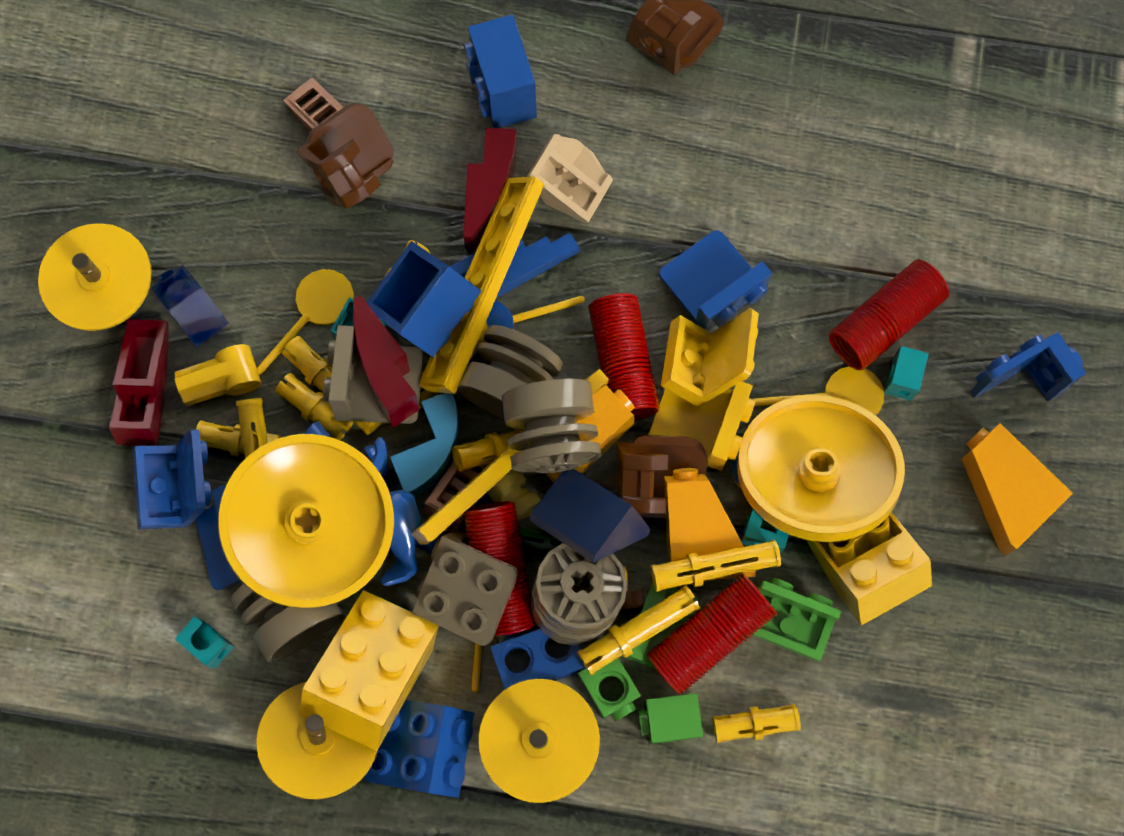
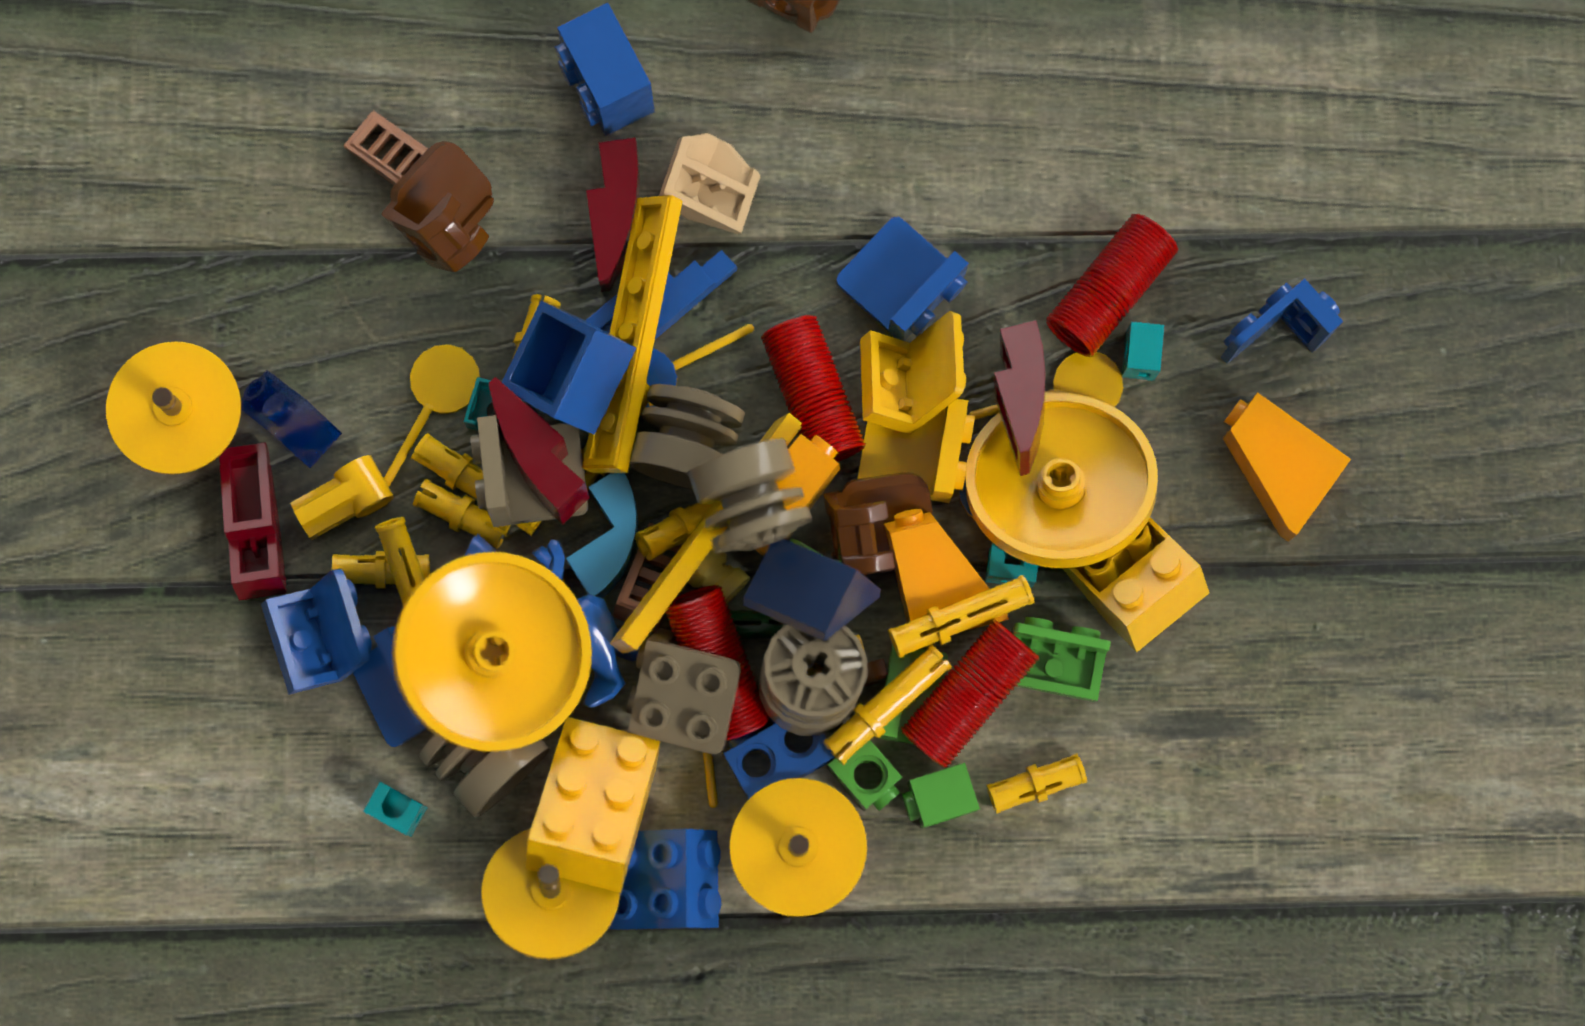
camera: 15 degrees left, 5 degrees up
(799, 387) = (1022, 391): none -> slope

